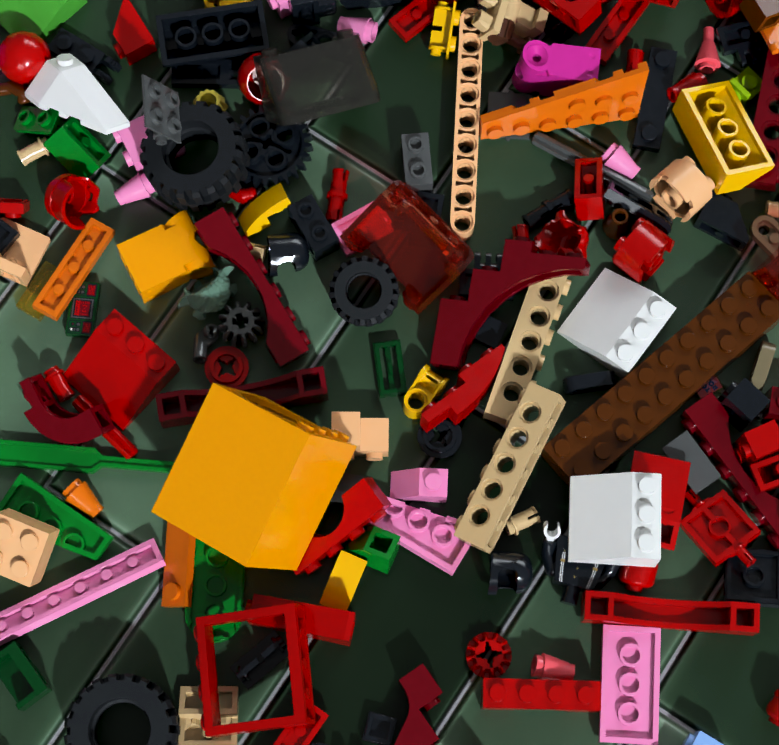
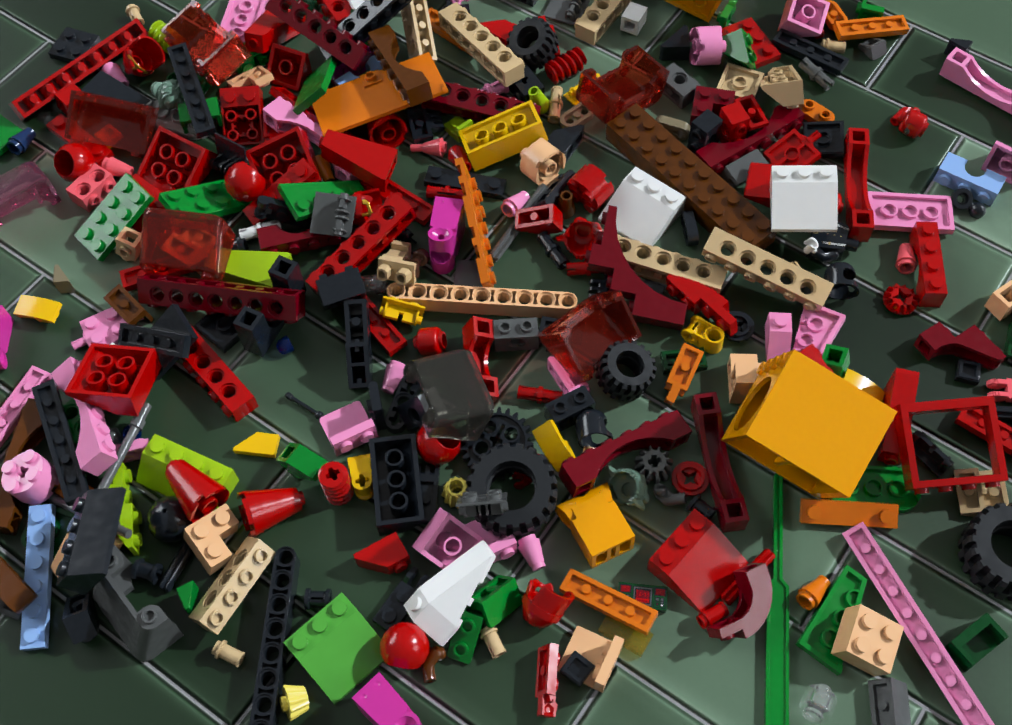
camera: 85 degrees left, 15 degrees down
(128, 90) = (445, 539): none -> bright pink slope
(186, 376) = (701, 506): none -> black bush
(366, 361) = (682, 372): none -> orange hinge
(374, 120) = (478, 338): none -> red arch
(406, 66) = (430, 341): none -> red head

